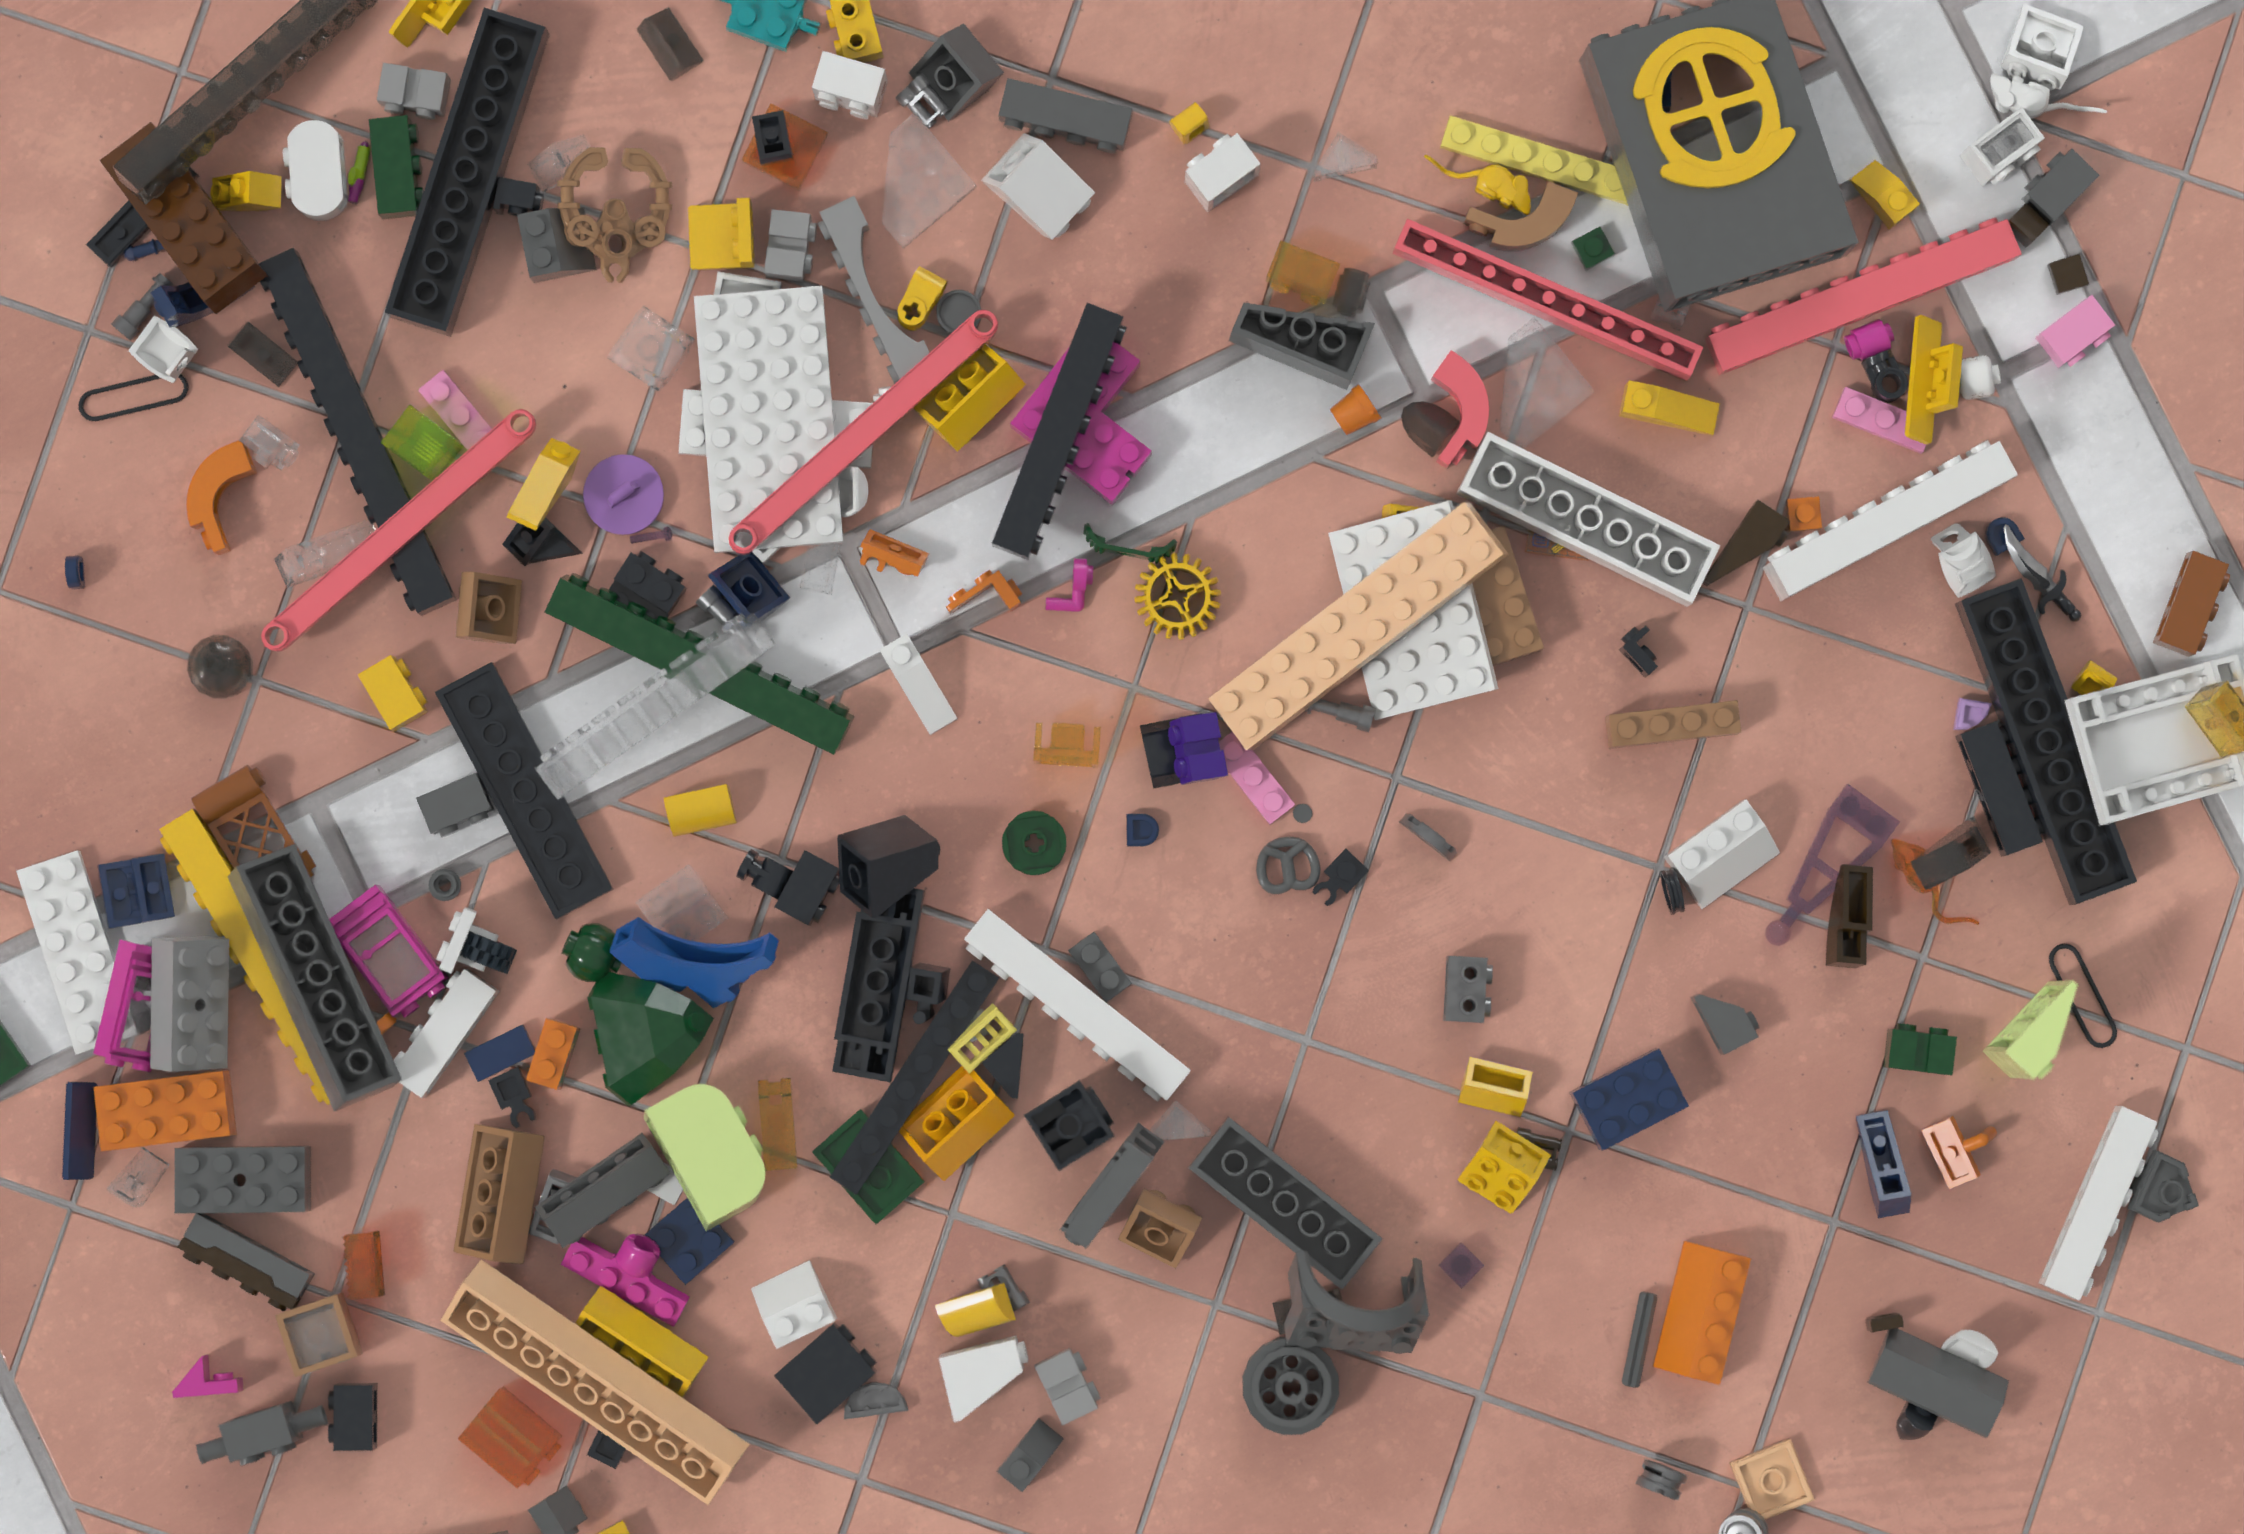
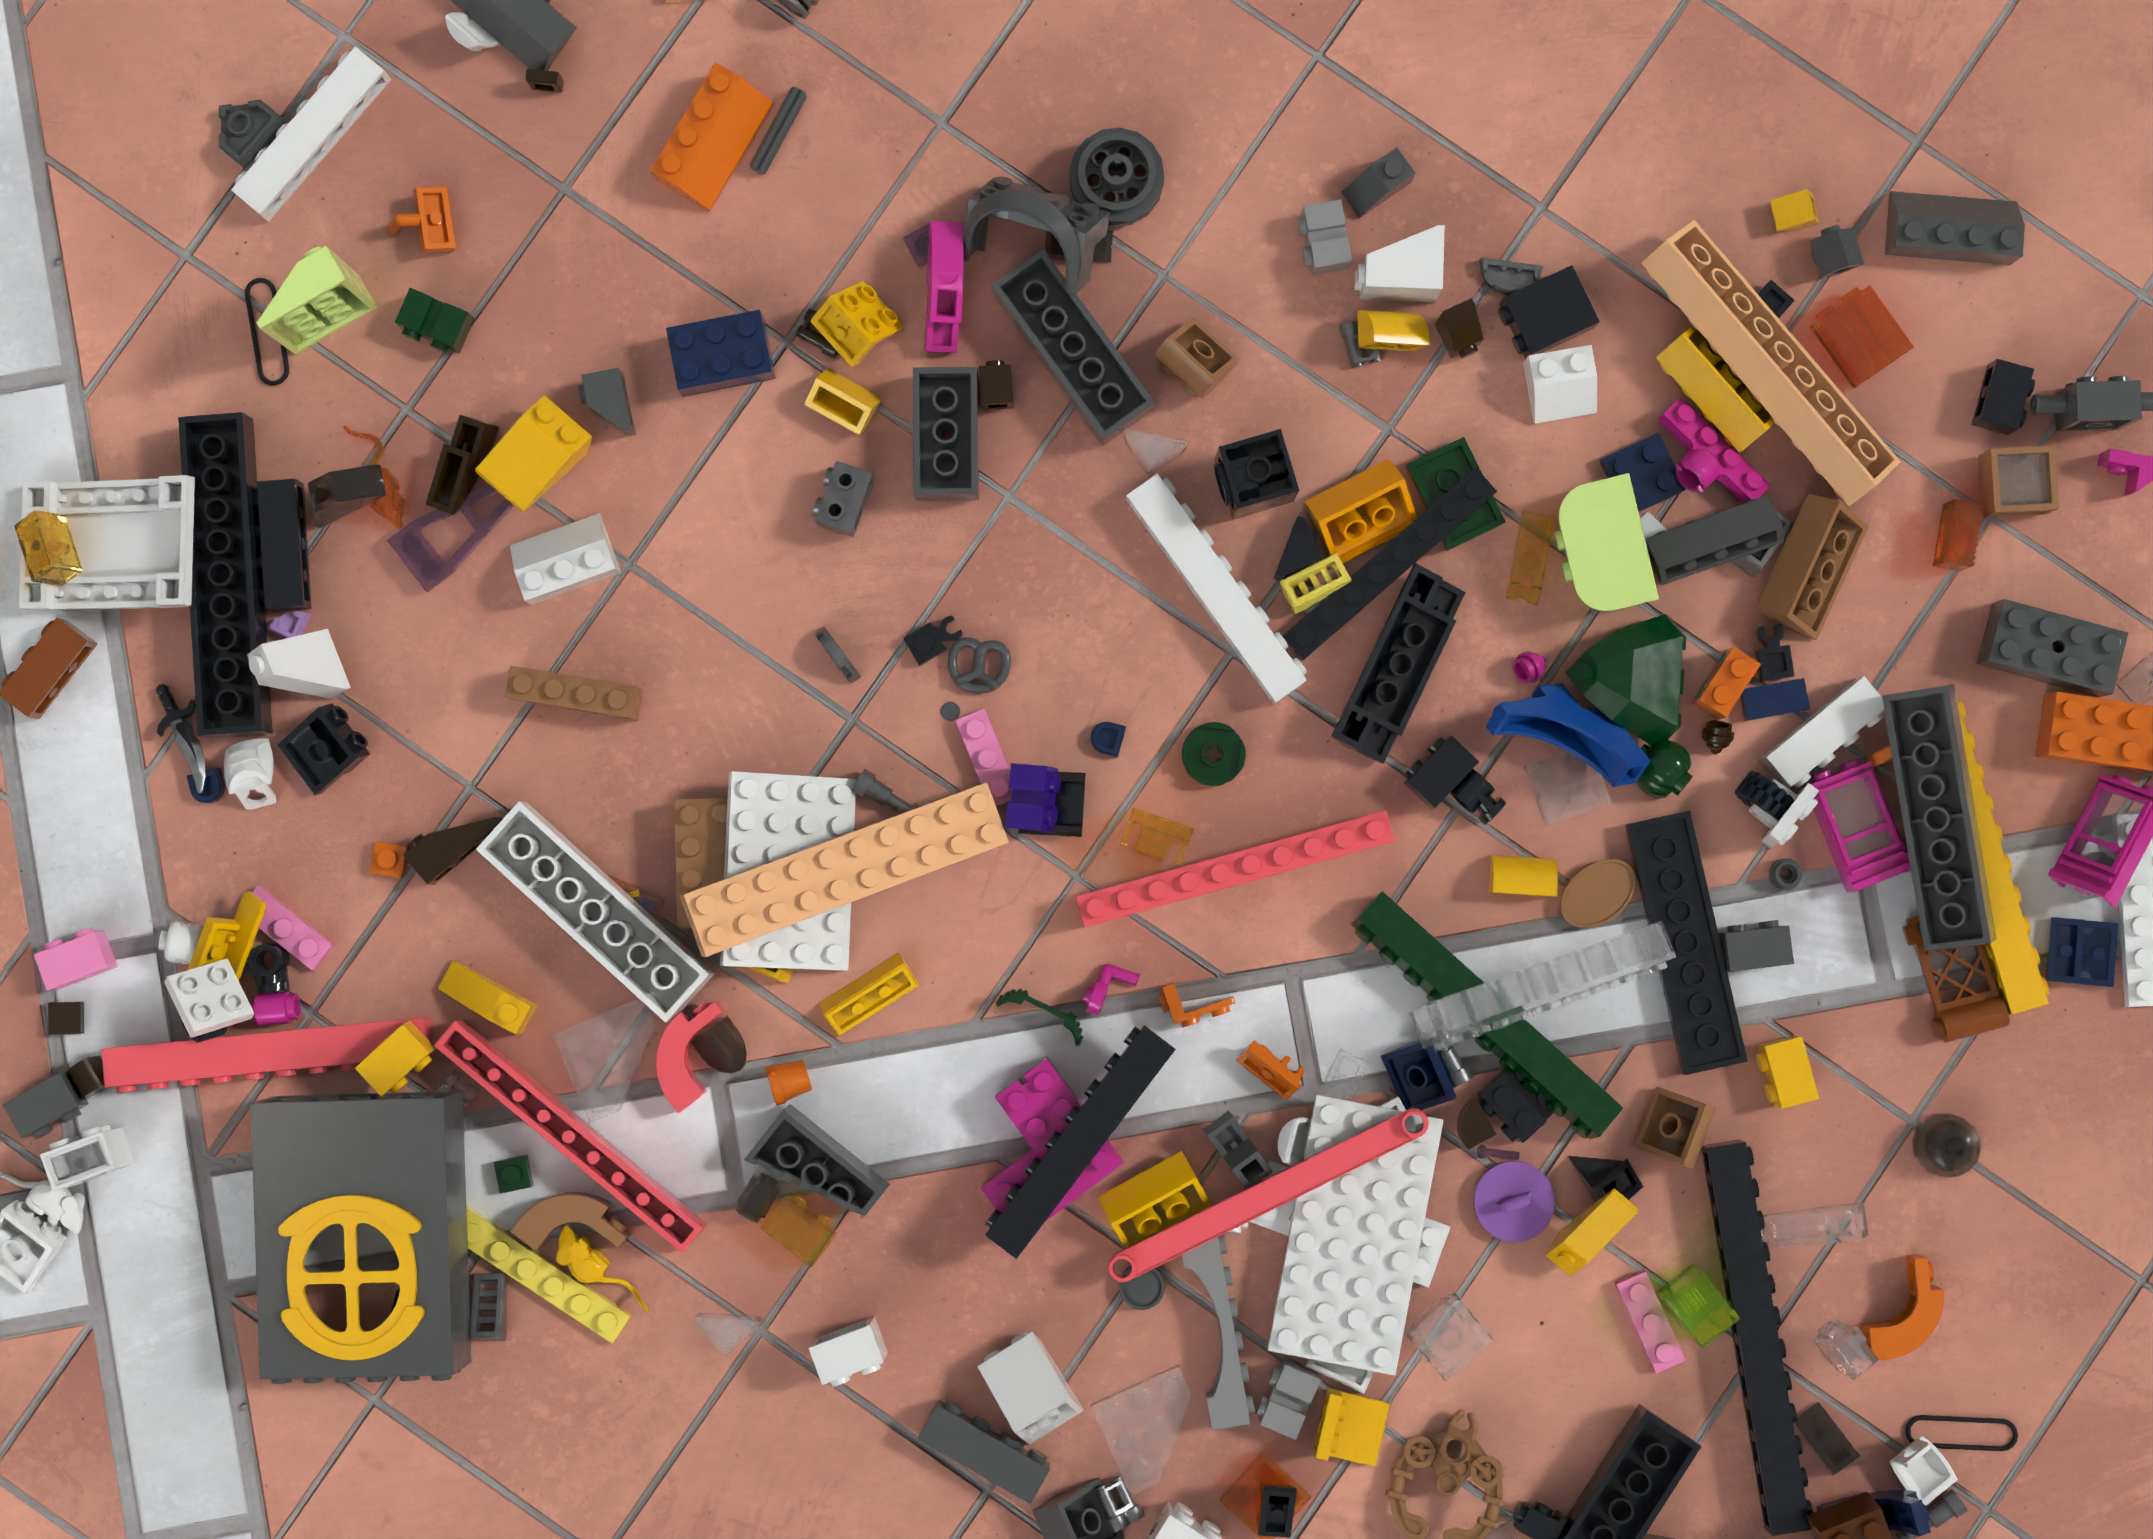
camera: 165 degrees left, 0 degrees up
(74, 572) = (2064, 1277): dark blue tile -> none
(189, 1003) = (2064, 827): light grey brick -> none
(246, 1261) = (2068, 570): piece -> none
(398, 530) = (1743, 1227): coral piece -> none
(547, 1001) = (1717, 735): none -> dark brown plate
(548, 250) = (1524, 1463): dark grey slope -> none
(622, 814) = (1598, 893): none -> medium nougat piece
(682, 555) = (1473, 1125): none -> dark brown brick
(749, 1016) = (1529, 667): none -> dark pink plate
(885, 862) = (1361, 772): black slope -> none
(903, 467) = (1237, 1150): none -> dark grey brick
(908, 1328) = (1460, 329): none -> dark brown slope
(918, 684) = (1281, 937): white slope -> none
(922, 293) = (1171, 1315): yellow piece -> none
(928, 986) = (1353, 643): black brick -> none
(983, 736) = (1235, 868): none -> coral brick
(1100, 967) = (1183, 620): dark grey plate -> none
(1111, 1186) = (1233, 405): dark grey door -> none
(1190, 123) = (865, 1408): yellow brick -> none
(1202, 585) = (1013, 977): yellow gear -> none
(1302, 516) = (868, 994): none -> yellow slope
(1350, 1145) = (996, 385): none -> dark brown brick
(1392, 1113) = (945, 402): none -> dark grey brick
(1428, 1227) = (945, 286): none -> dark pink slope
(1563, 106) = (476, 1319): none -> flat silver slope
(1640, 657) = (585, 766): black bracket -> none
(1672, 891) = (621, 535): black piece -> none
(1735, 324) = (395, 1059): none -> yellow brick
(1780, 945) = (535, 454): none -> yellow slope
(1883, 1165) = (500, 225): slope -> none
(1884, 193) = (216, 1146): yellow slope -> none
(1896, 517) = (306, 827): white brick -> none
(1898, 603) = (324, 747): none -> black plate
(1931, 329) = (209, 999): none -> white plate
(1943, 675) = (300, 665): none -> white slope
(2093, 679) = (163, 622): yellow brick -> none

